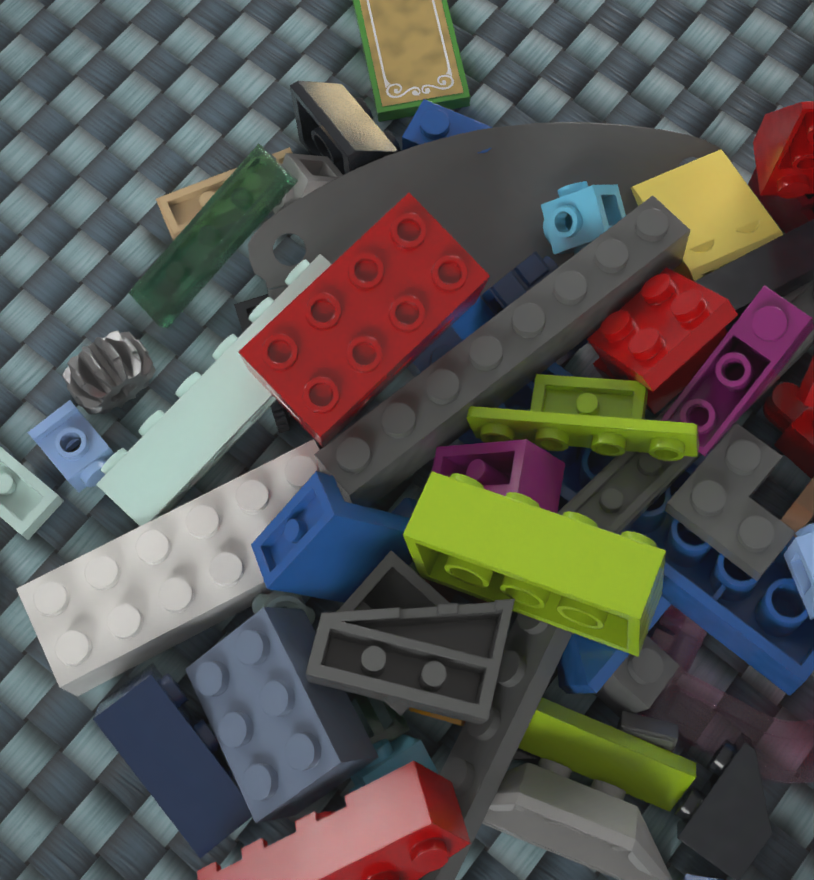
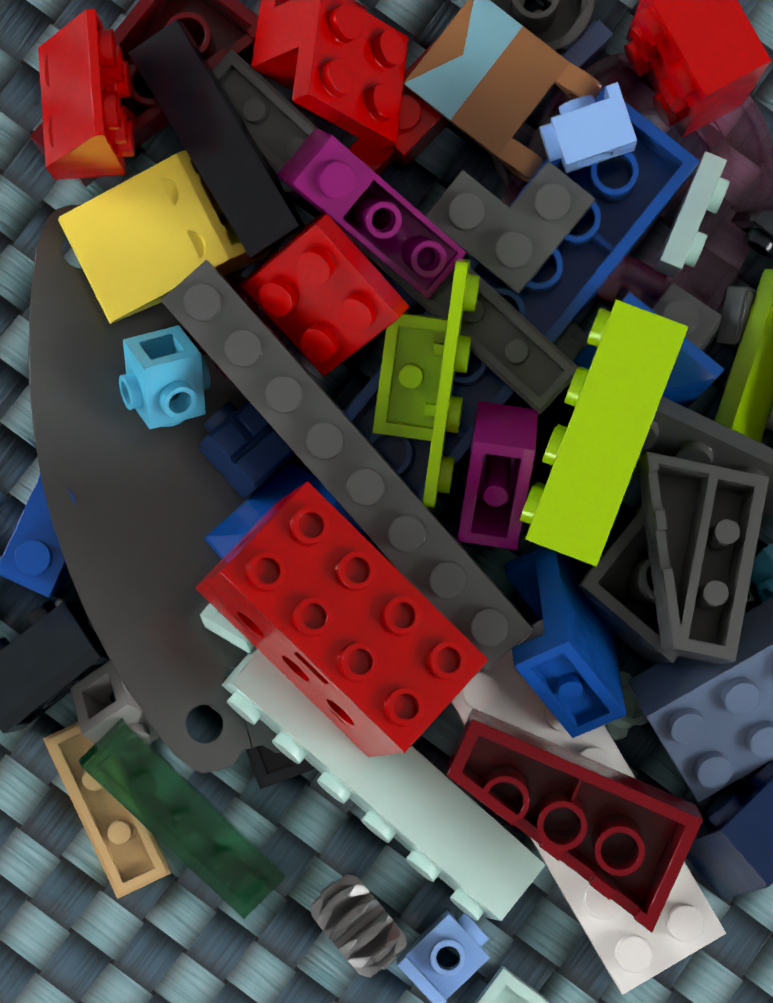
camera: 95 degrees left, 15 degrees up
(182, 538) = (589, 816): none -> dark red wedge
(768, 699) = (703, 193): none -> light aqua plate

